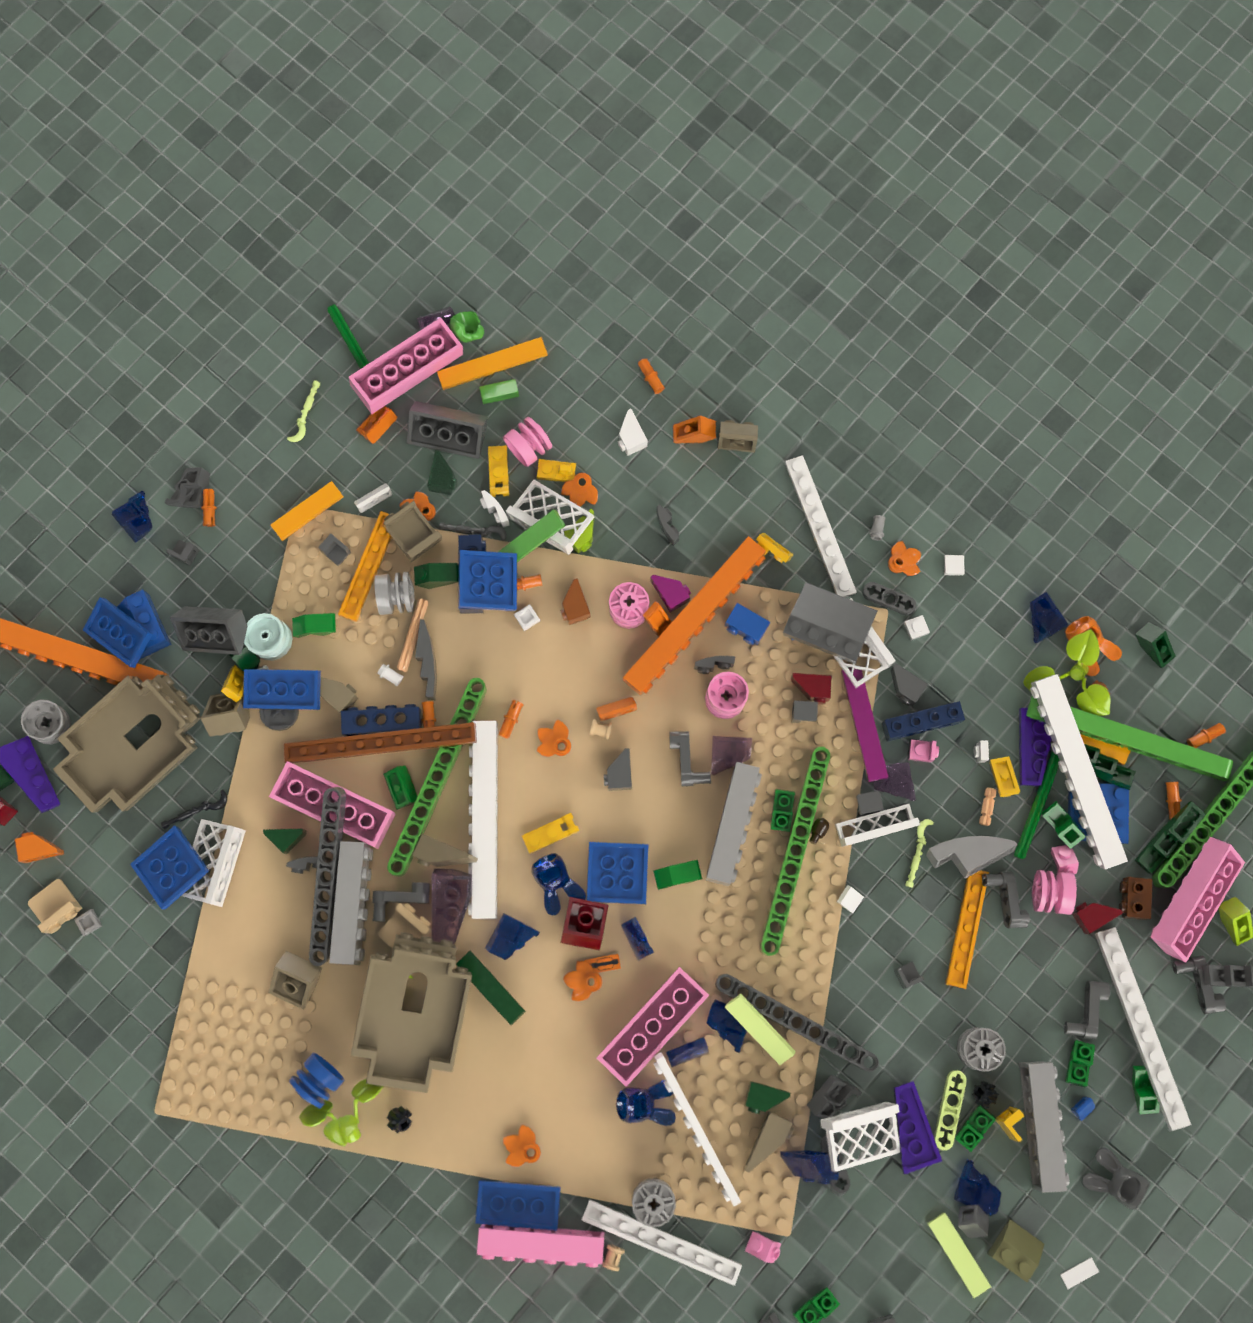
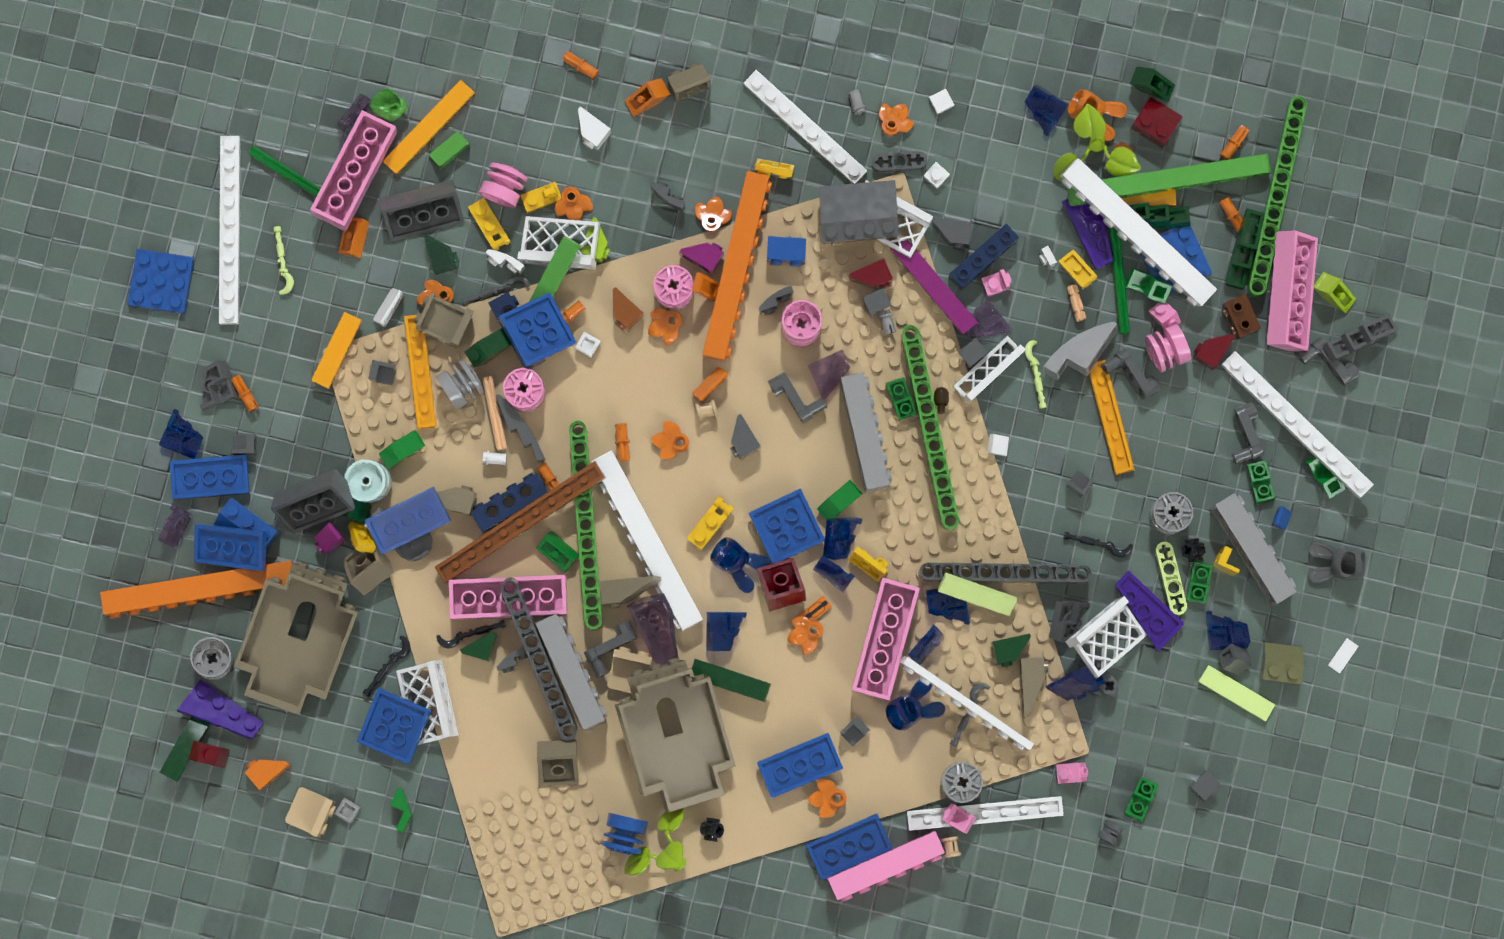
camera: 30 degrees left, 5 degrees up
(83, 590) = (175, 526): none -> clear purple slope
(137, 941) = (400, 802): none -> green slope
(138, 563) = (209, 477): none -> blue plate
(193, 378) = (160, 281): none -> blue plate
(208, 670) = (329, 539): none -> magenta slope
(273, 817) = (459, 636): none -> black piece
(275, 365) = (229, 230): none -> white plate
(455, 635) = (524, 401): none -> bright pink wheel
(512, 1102) = (800, 765): none -> blue plate
(580, 1097) = (854, 731): none -> dark grey panel
(601, 635) = (662, 327): none -> orange plate
(633, 1235) = (958, 818): none -> bright pink bracket
(660, 908) = (839, 537): none -> clear blue slope
(677, 954) = (874, 568): none -> yellow hinge
(700, 558) = (712, 211): none -> orange plate
(715, 1117) = (965, 720): none -> dark grey piece
(805, 734) = (887, 322): none -> light grey pin
(906, 1047) = (1110, 546): none -> black piece
(1141, 681) = (1156, 122): none -> dark red slope

